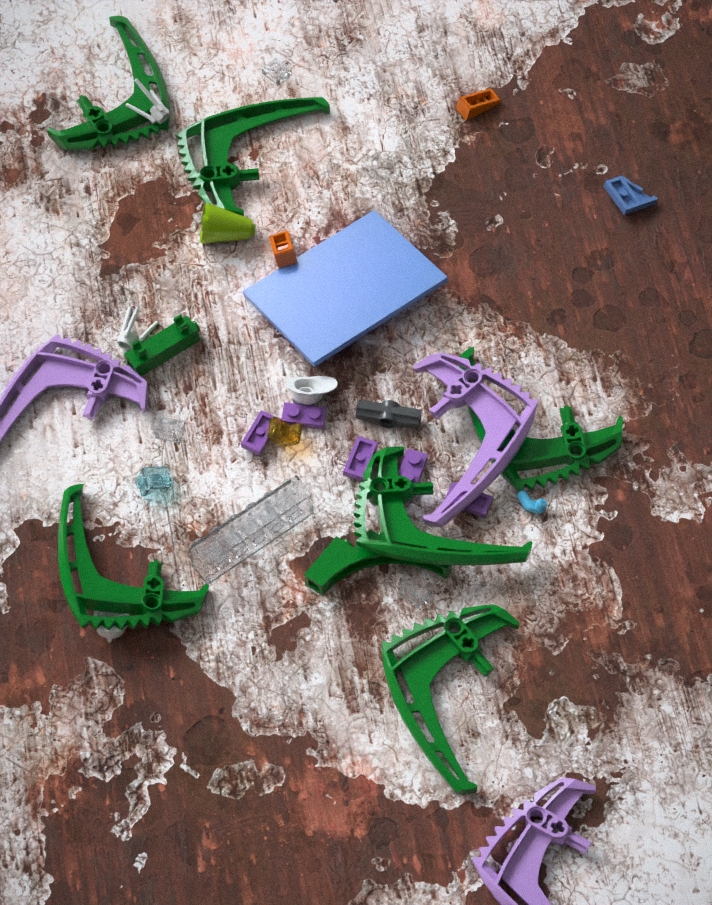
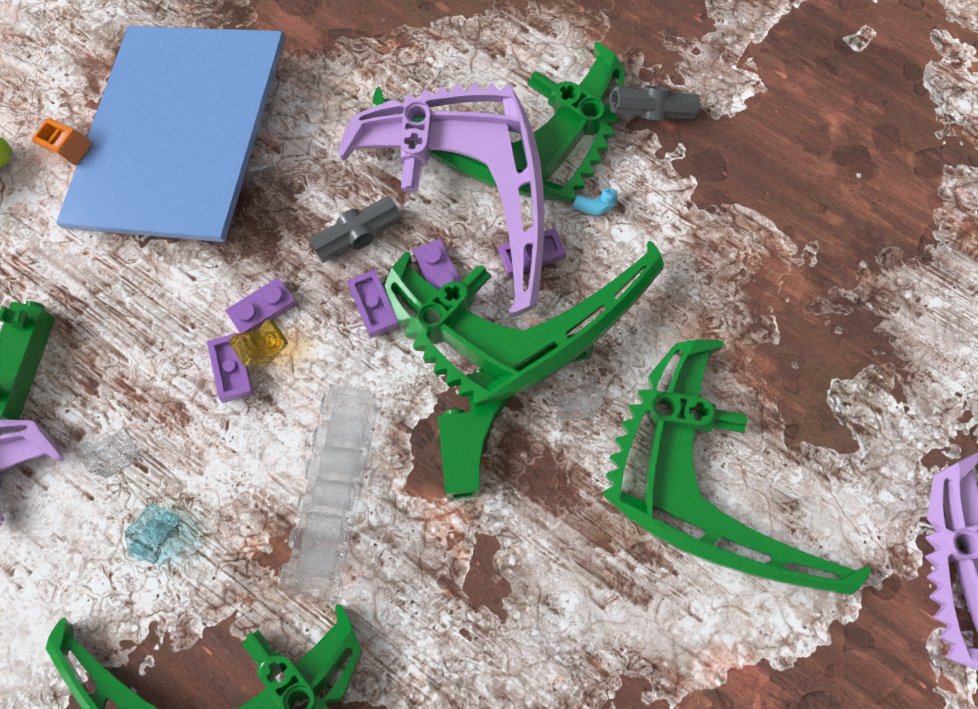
camera: 45 degrees left, 10 degrees up
(310, 389) = (242, 270): white piece -> none
(617, 475) = (654, 102): none -> dark grey piece

